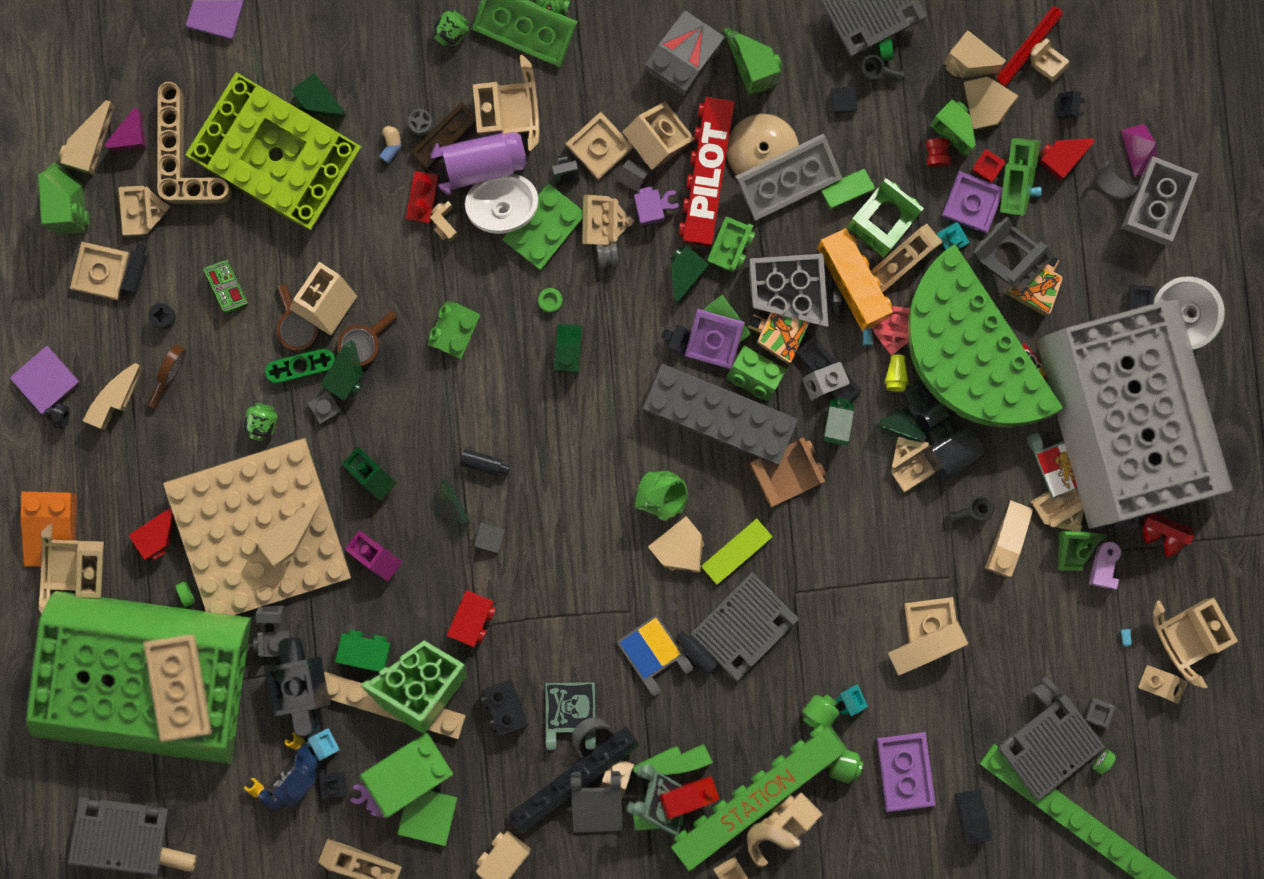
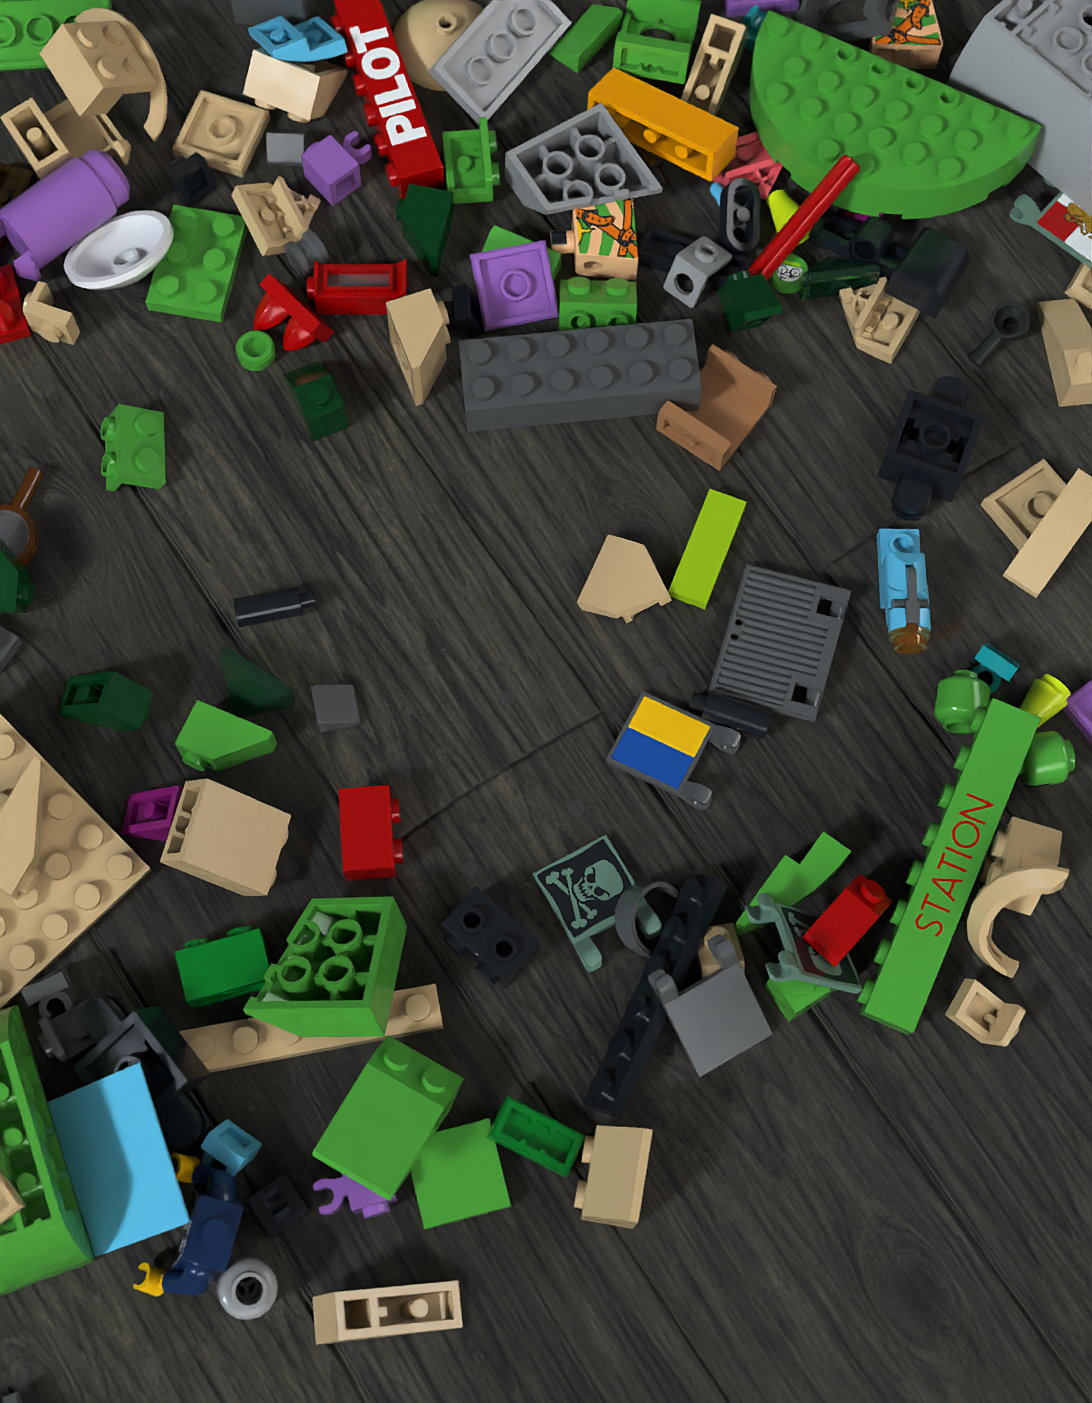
camera: 25 degrees left, 15 degrees down
(264, 725) = (118, 1161): none -> medium azure piece
(295, 825) = (250, 1303): none -> light grey head
(395, 587) = (226, 838): none -> tan brick
(419, 526) = (221, 739): none -> bright green slope
(475, 819) = (536, 1136): none -> green plate
(549, 83) = (104, 60): none -> tan piece
(580, 280) = (280, 303): none -> red tile
(626, 293) = (356, 287): none -> red window
(641, 350) = (419, 339): none -> tan slope
(662, 494) = (555, 521): bright green piece -> none
(671, 113) = (298, 43): none -> medium azure slope
(828, 632) = (904, 589): none -> medium azure plate
(863, 734) = (1045, 698): none -> neon yellow cone
(867, 360) = (741, 218): none -> black plate
(877, 408) = (789, 275): none -> tile
(890, 560) = (930, 447): none -> black brick
(895, 391) = (805, 217): none -> red axle

